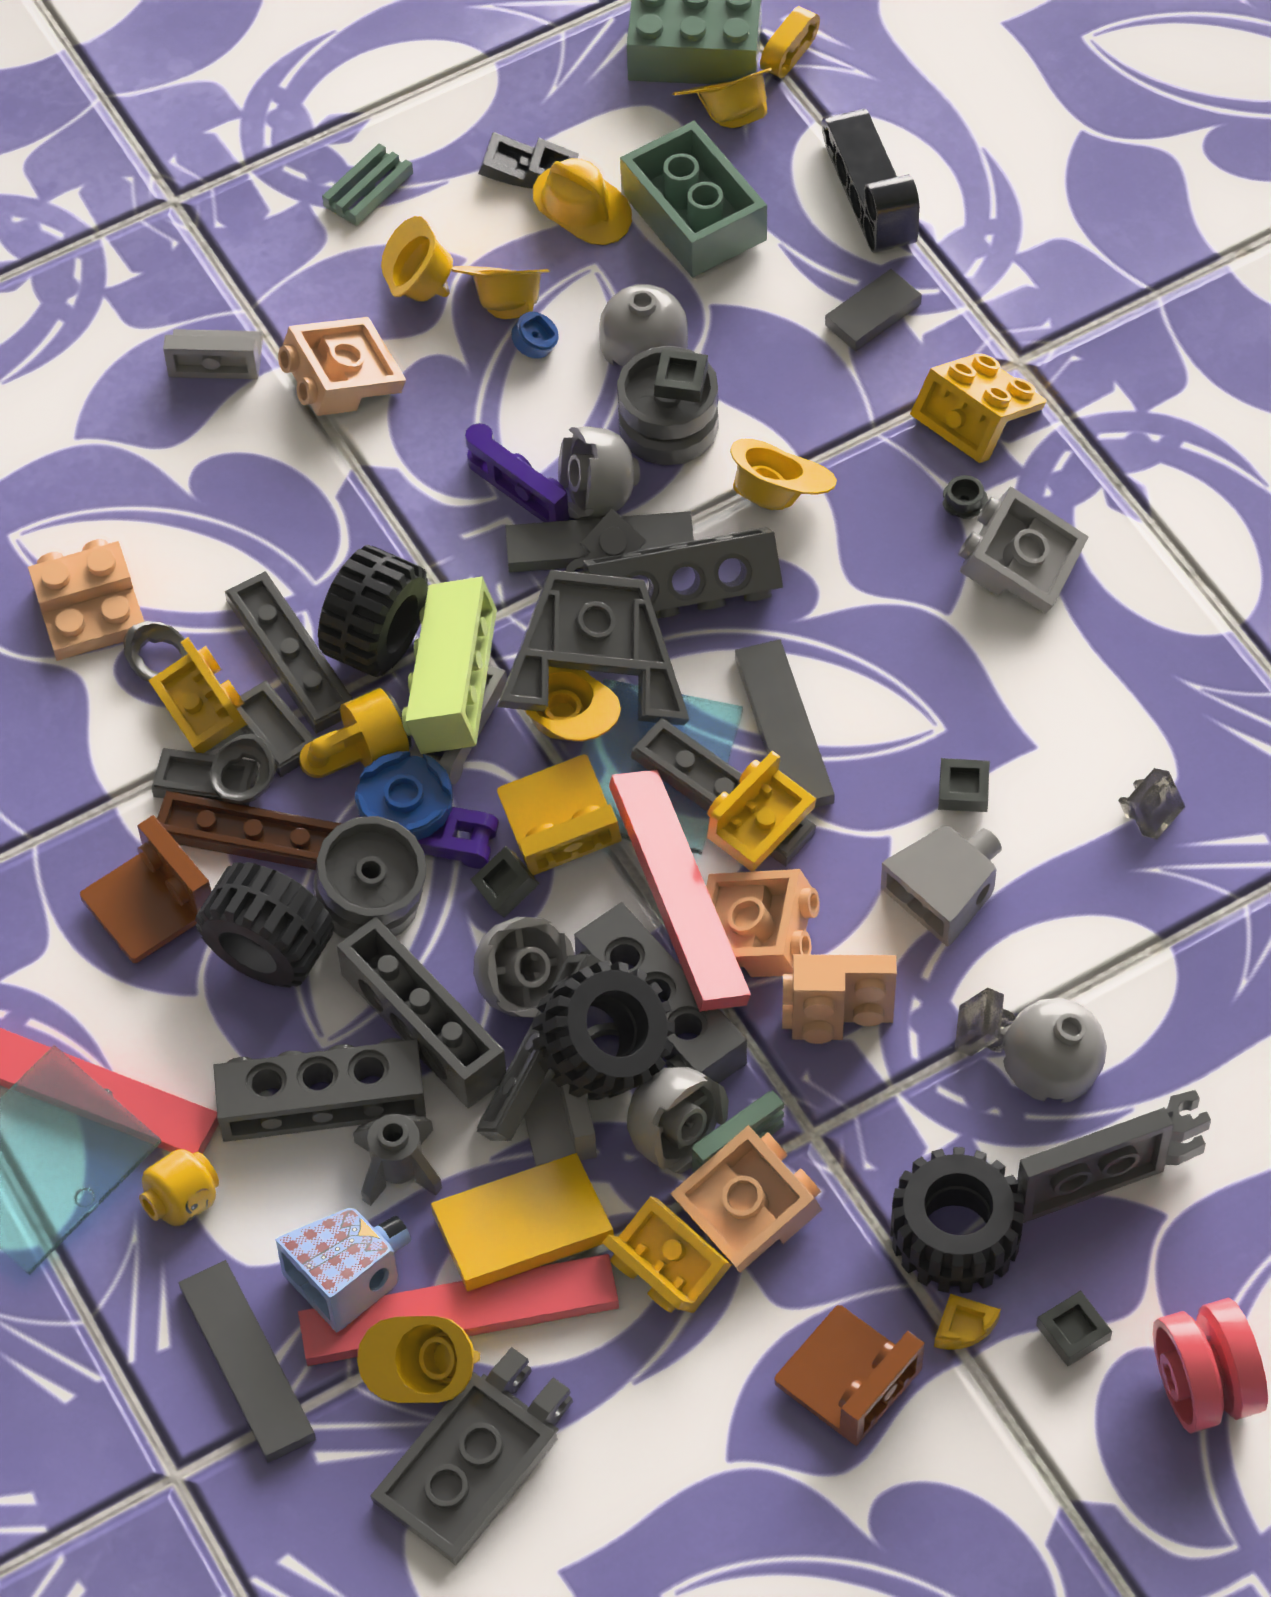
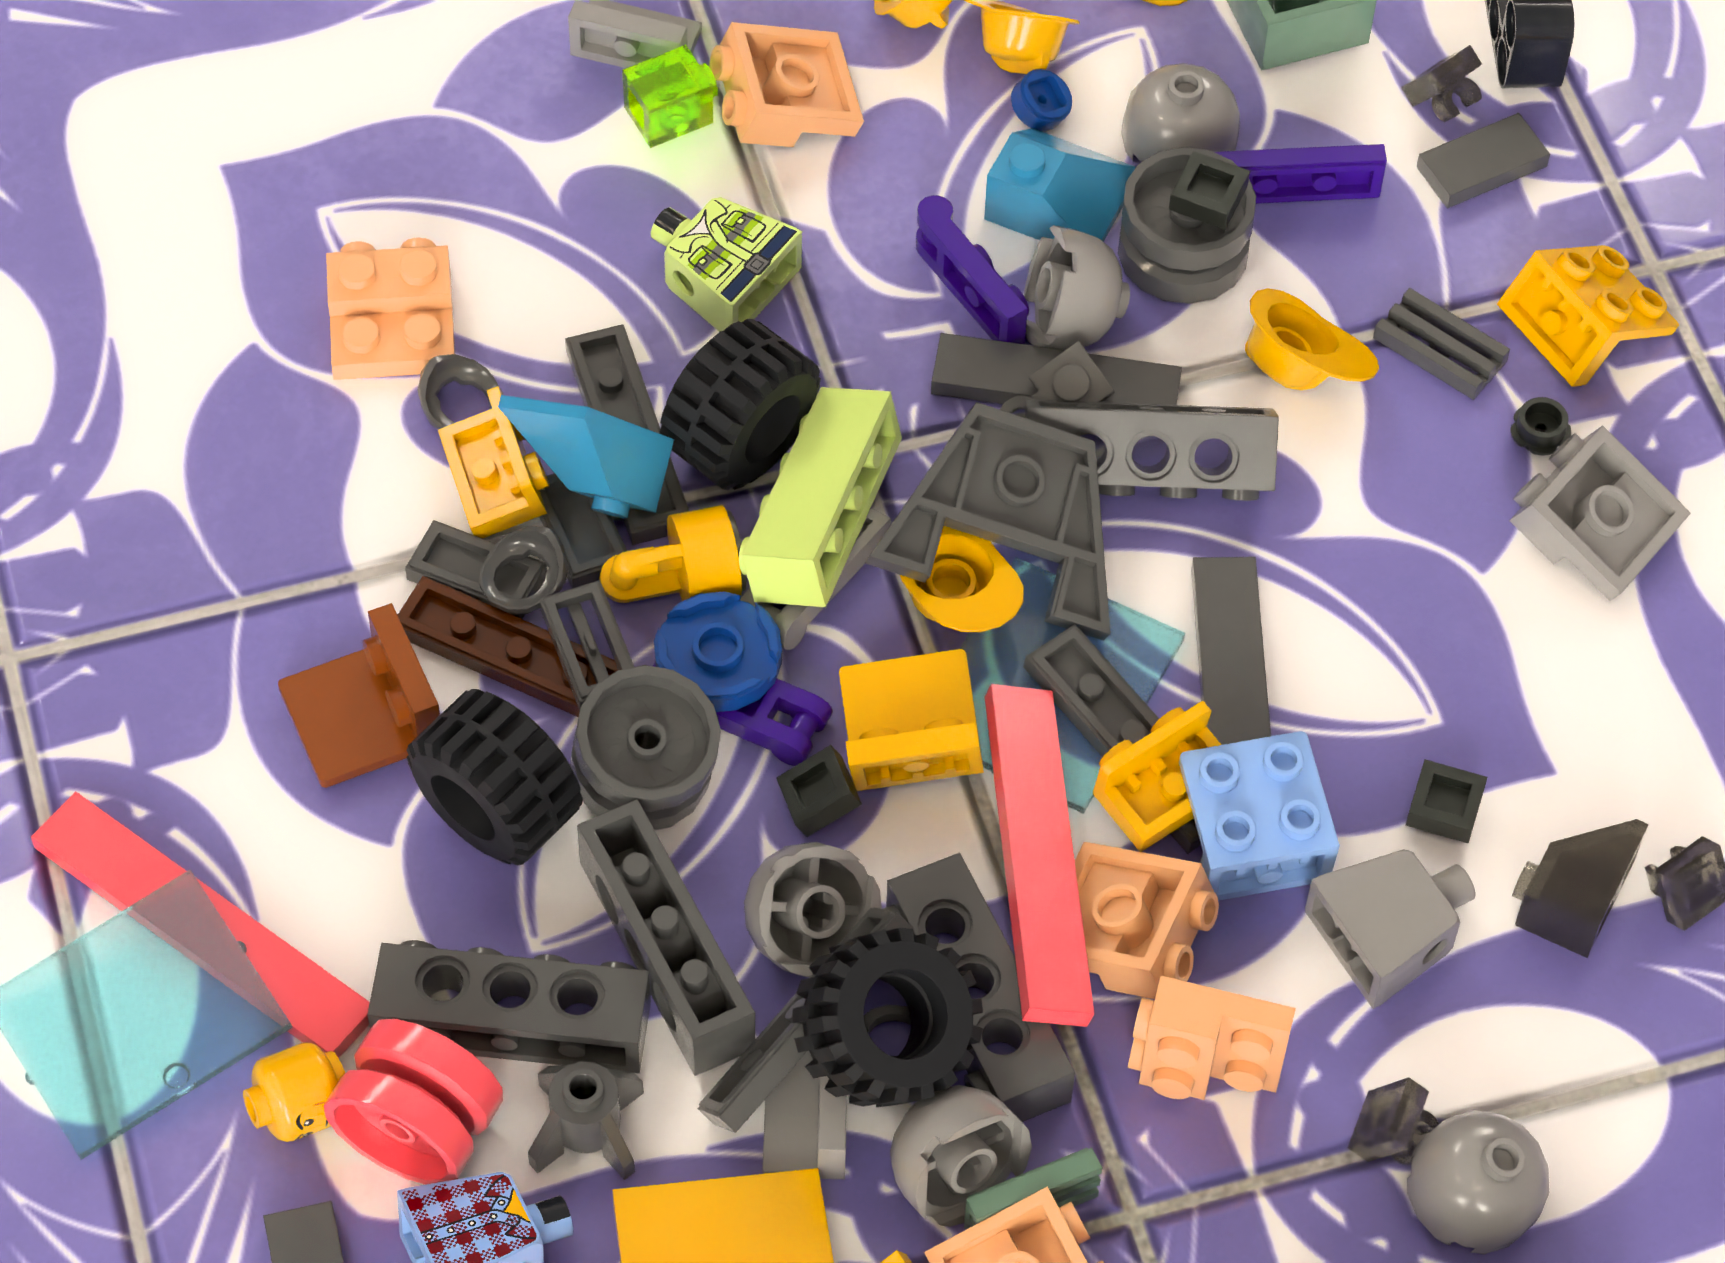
camera: 10 degrees right, 0 degrees up
(254, 392) = (669, 95): none -> clear neon green brick
(269, 1173) = (414, 1102): none -> coral wheel
(274, 670) = (594, 452): none -> dark azure slope
(288, 820) = (571, 600): none -> dark grey tile
(331, 506) = (727, 259): none -> yellowish green torso
(561, 396) = (1056, 183): none -> dark azure slope
(752, 345) = (1313, 172): none -> dark purple tile
(830, 255) = (1443, 80): none -> clear smoke tile
(833, 824) = (1260, 814): none -> light blue bracket
(879, 446) = (1447, 338): none -> dark grey tile
(1073, 823) = (1577, 885): none -> clear smoke slope

